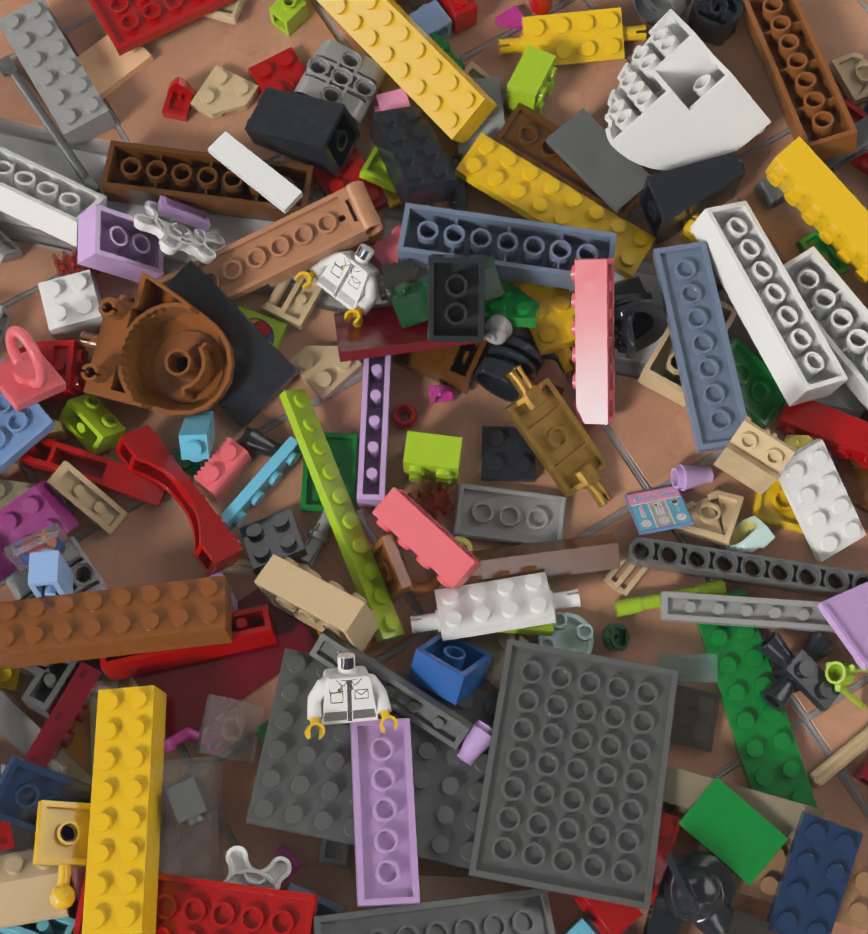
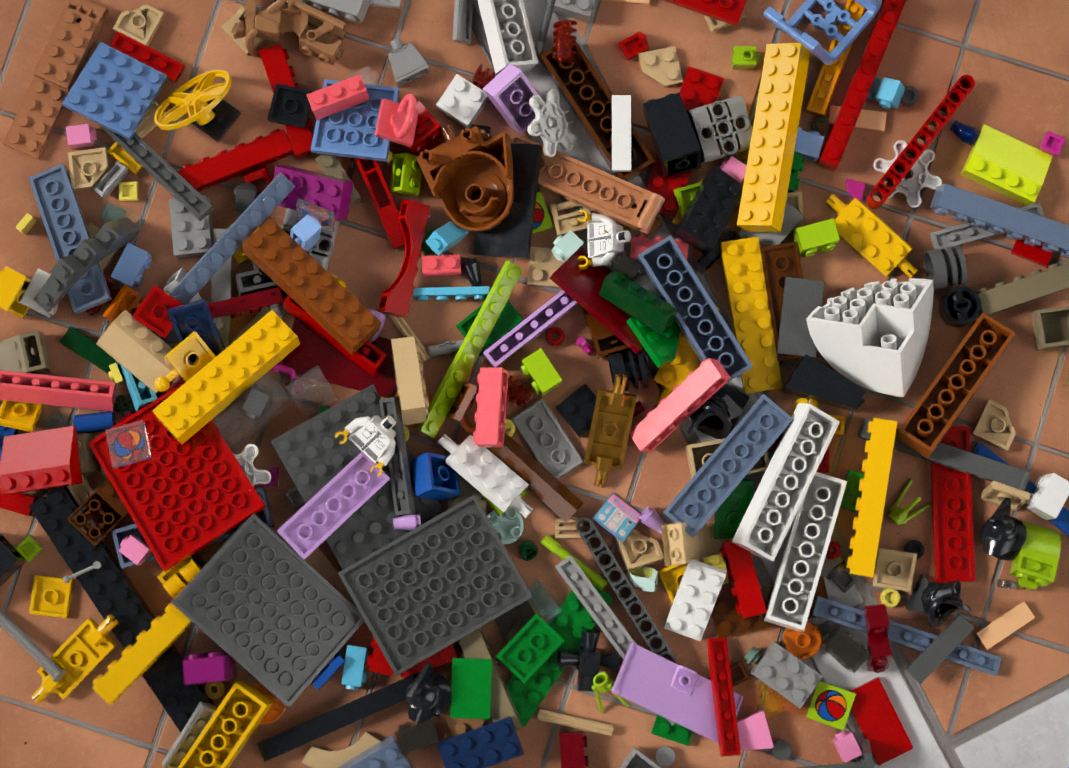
camera: 50 degrees right, 10 degrees up
(87, 497) = (364, 210): tan plate -> none
(109, 147) = (562, 41): none -> clear red piece
(183, 213) = (566, 114): lavender tile -> none
(270, 536) = (425, 326): black plate -> none
(320, 325) = (566, 246): none -> light aqua brick
(456, 298) = (632, 313): black brick -> none
(498, 329) = (638, 348): light grey piece -> none
(734, 725) = (530, 648): none -> green plate

